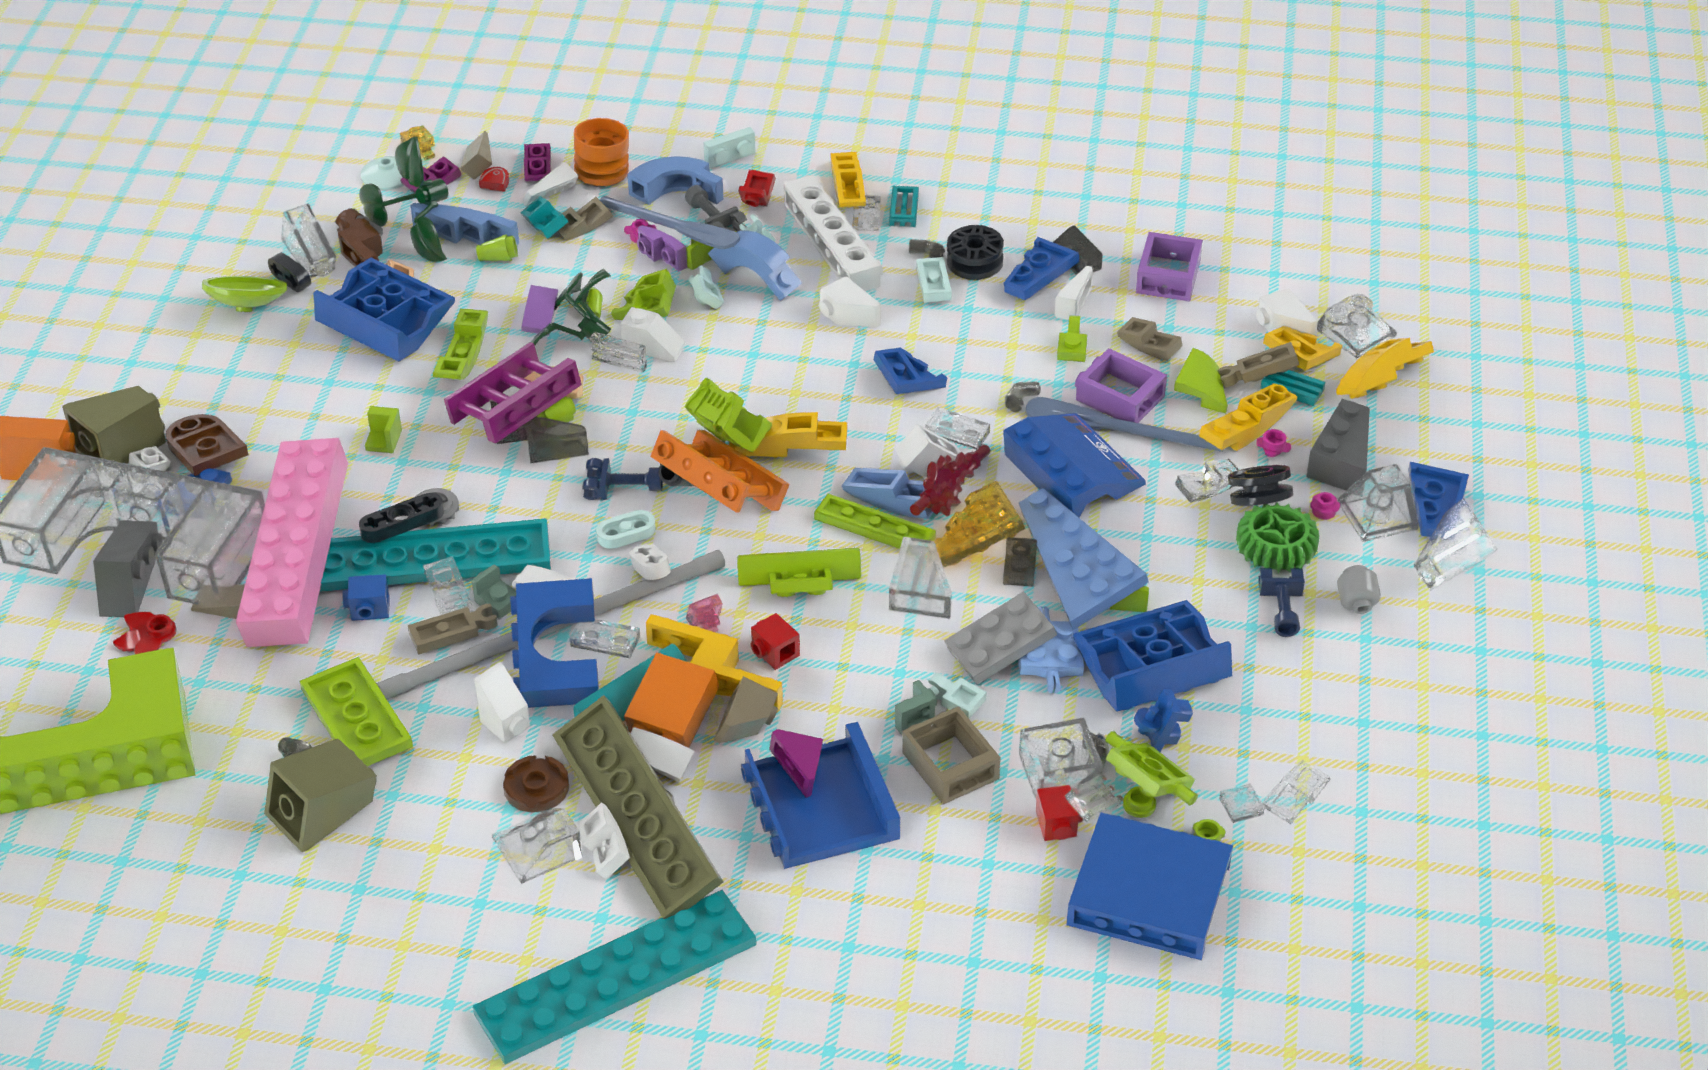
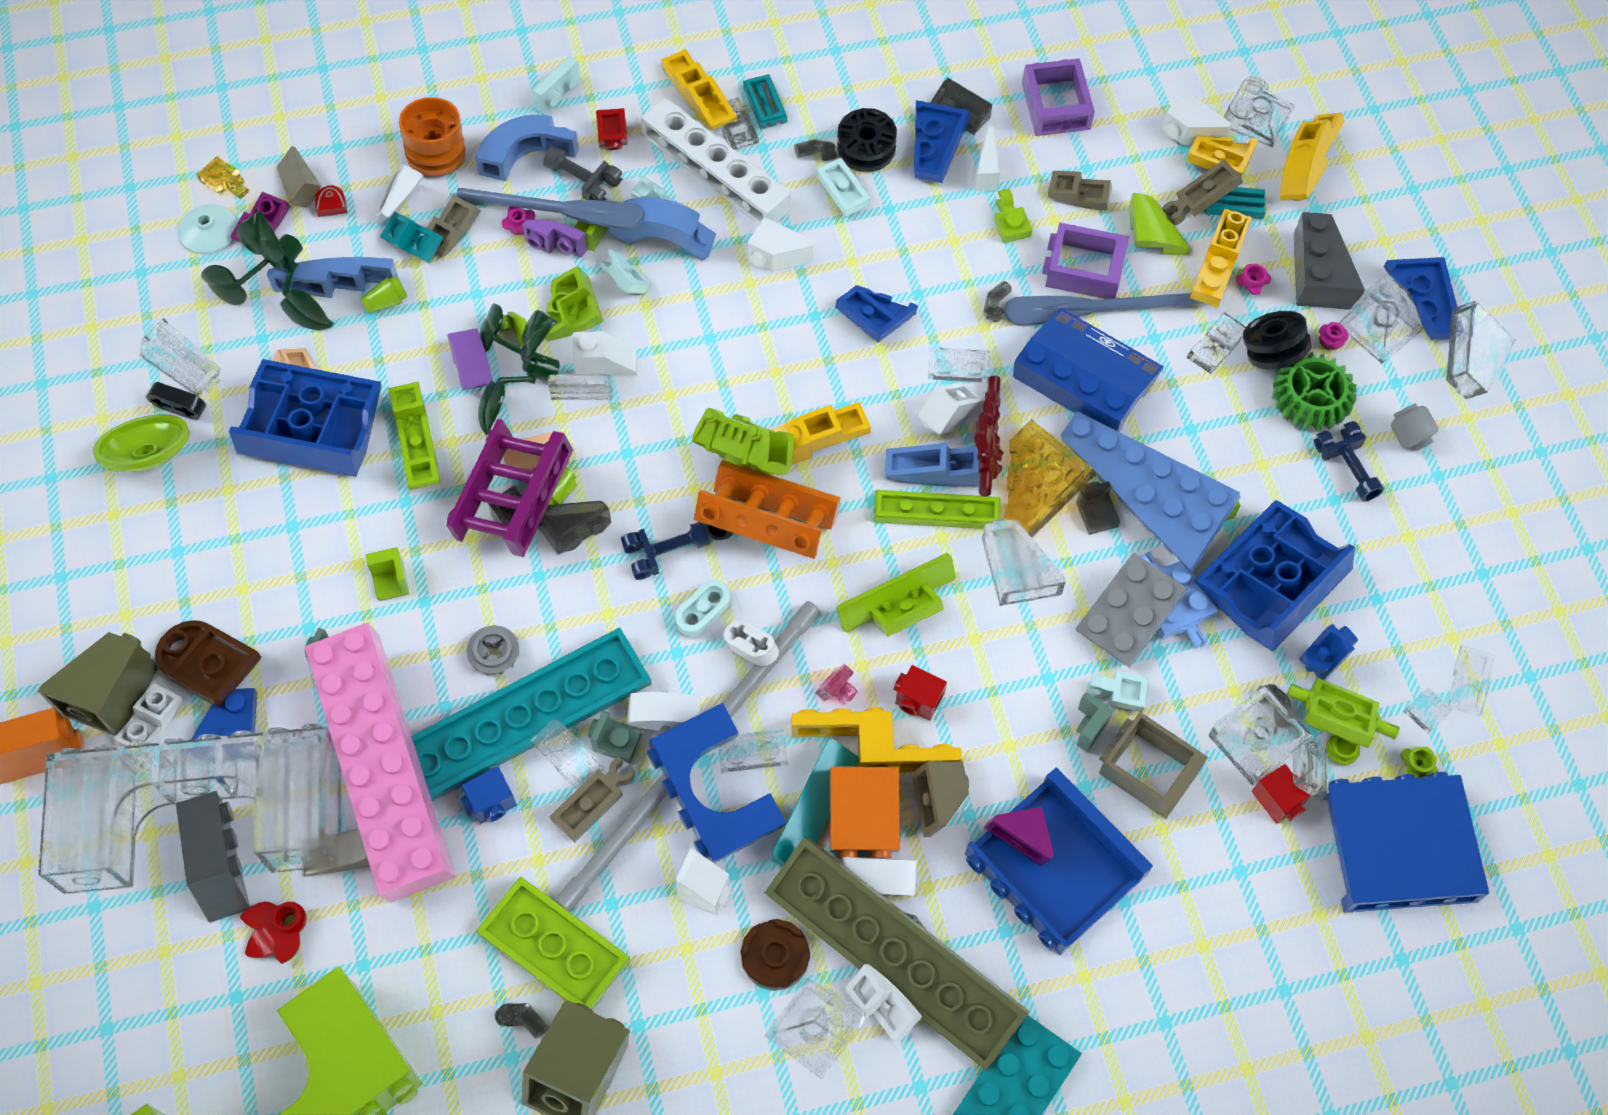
camera: 25 degrees left, 20 degrees up
(358, 237) = (230, 332): reddish brown plate -> none
(375, 527) = (450, 697): black beam -> none
(537, 161) = (365, 166): magenta slope -> none

